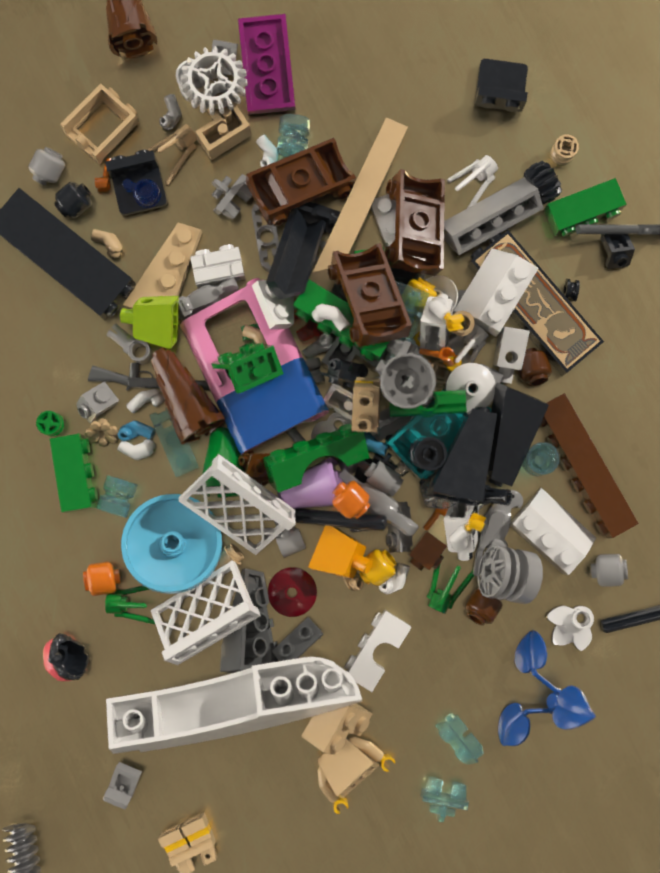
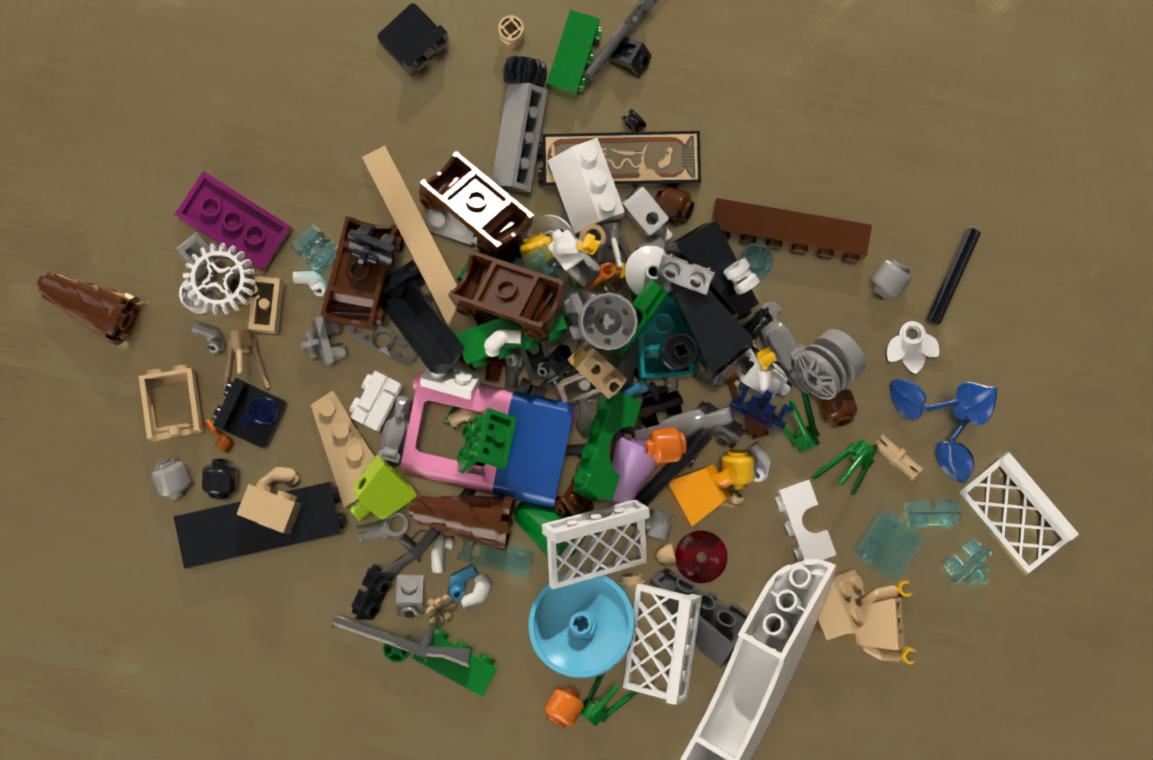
camera: 50 degrees left, 0 degrees up
(70, 376) = (367, 604): none -> black hinge
(75, 250) = (269, 509): none -> tan brick
(76, 470) = (424, 649): none -> dark grey piece
(116, 505) = (505, 640): clear light blue wheel -> none
(272, 565) = (666, 555): none -> tan hinge
(298, 641) = (746, 583): dark grey hinge -> none
(322, 170) = (370, 249): none -> black hips
(383, 478) = (668, 404): light grey brick -> none
(411, 725) = (889, 545): none -> clear light blue hinge
(428, 549) = (762, 416): none -> clear blue piece
(460, 652) = (861, 455): none -> green plant
(481, 679) = (897, 456): none -> tan pin
(482, 170) = (473, 113): white plant -> none
(489, 412) = (684, 274): none -> light grey hinge
(522, 456) = (741, 276): none -> white wheel
(534, 811) = (1035, 496): none -> white fence
(553, 532) = (823, 299): white slope -> none

